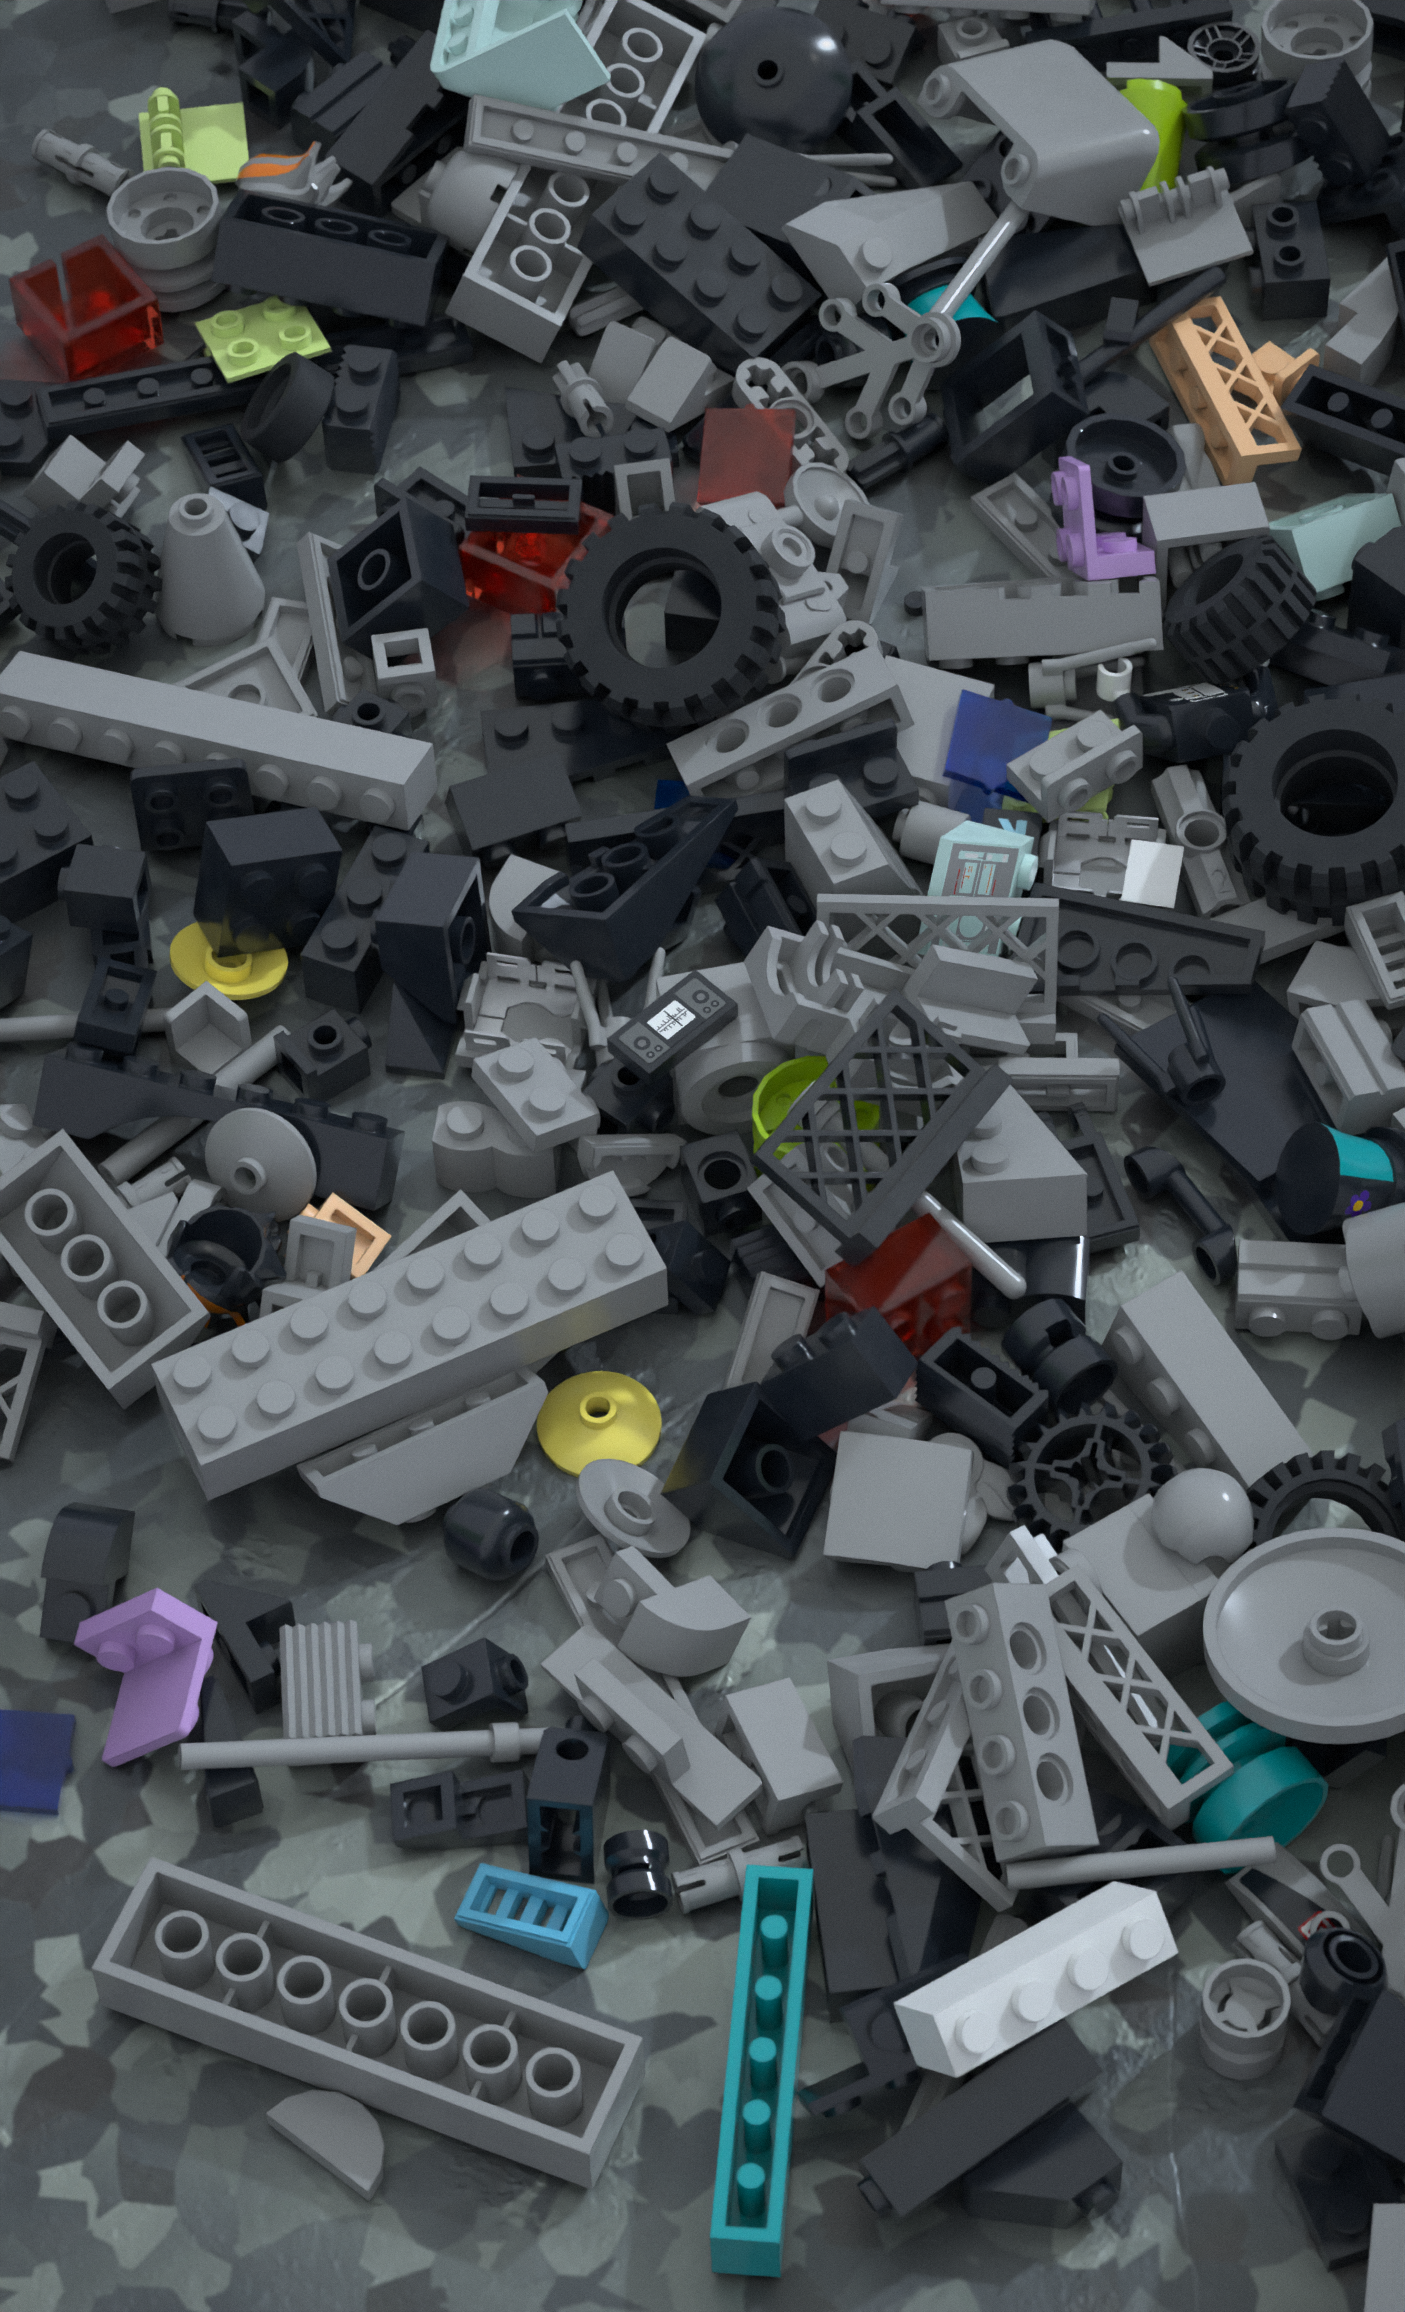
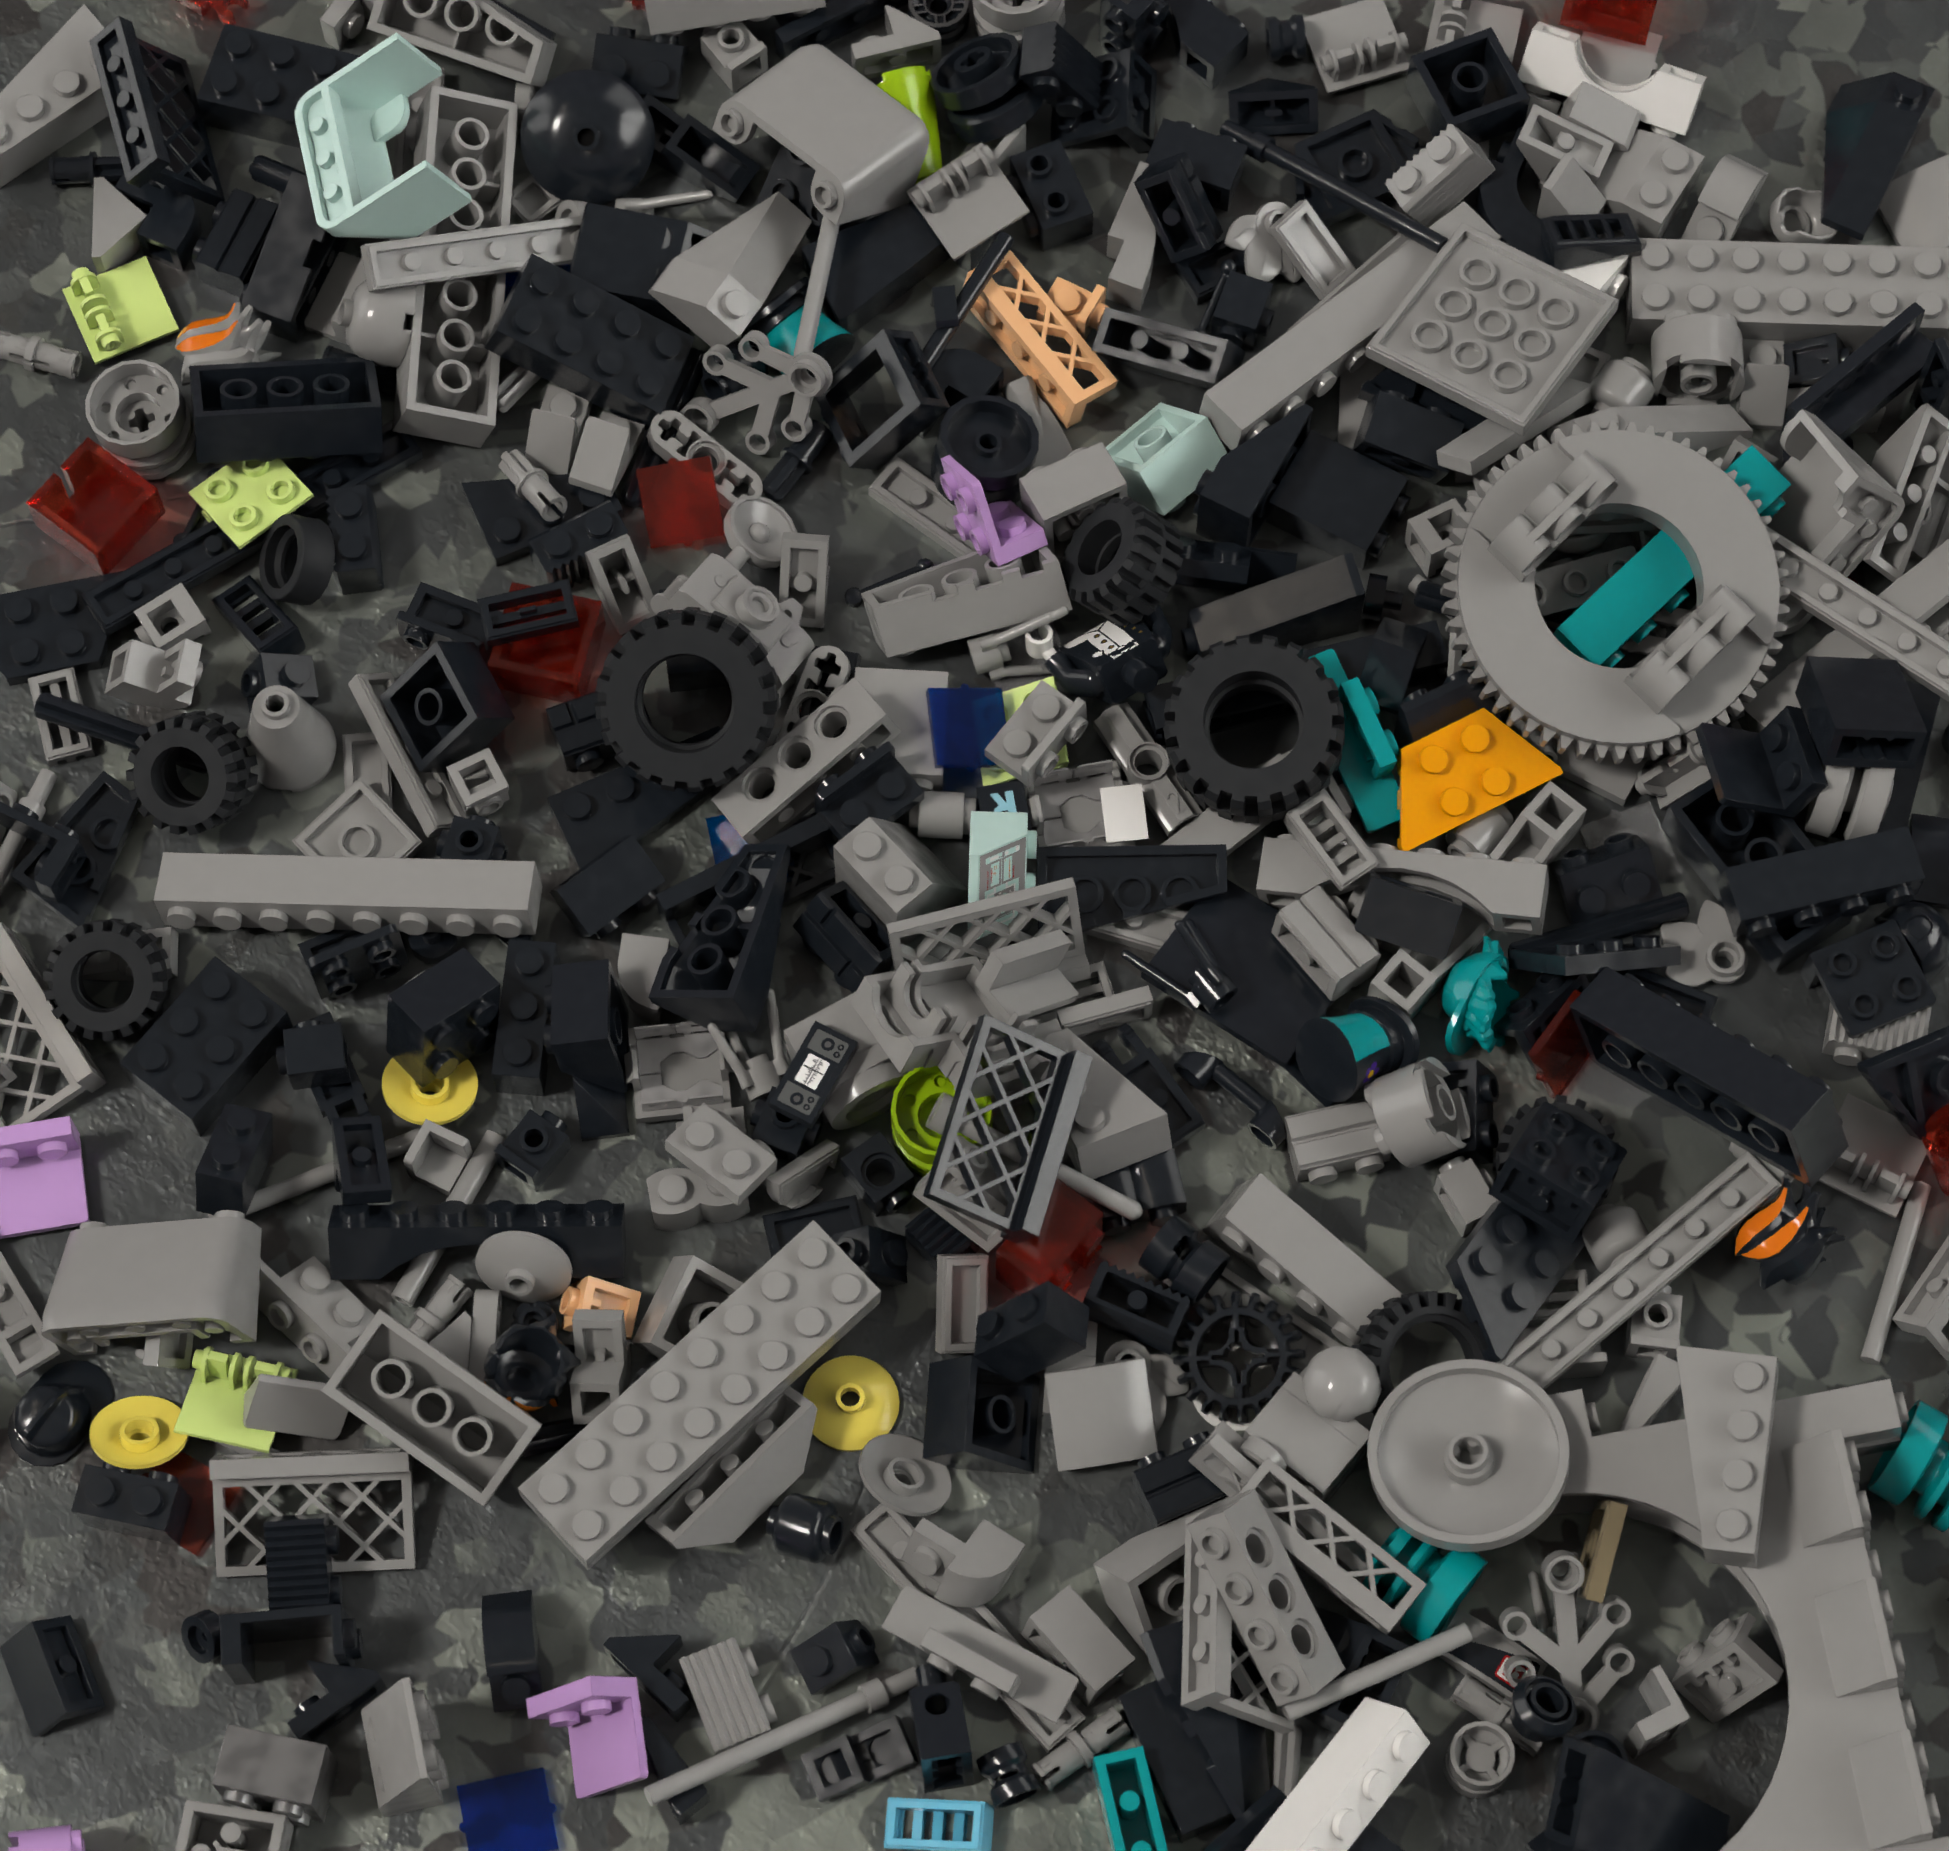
camera: 20 degrees left, 15 degrees up
(131, 422) = (169, 607): none -> light grey brick
(212, 69) = (114, 227): none -> light grey slope

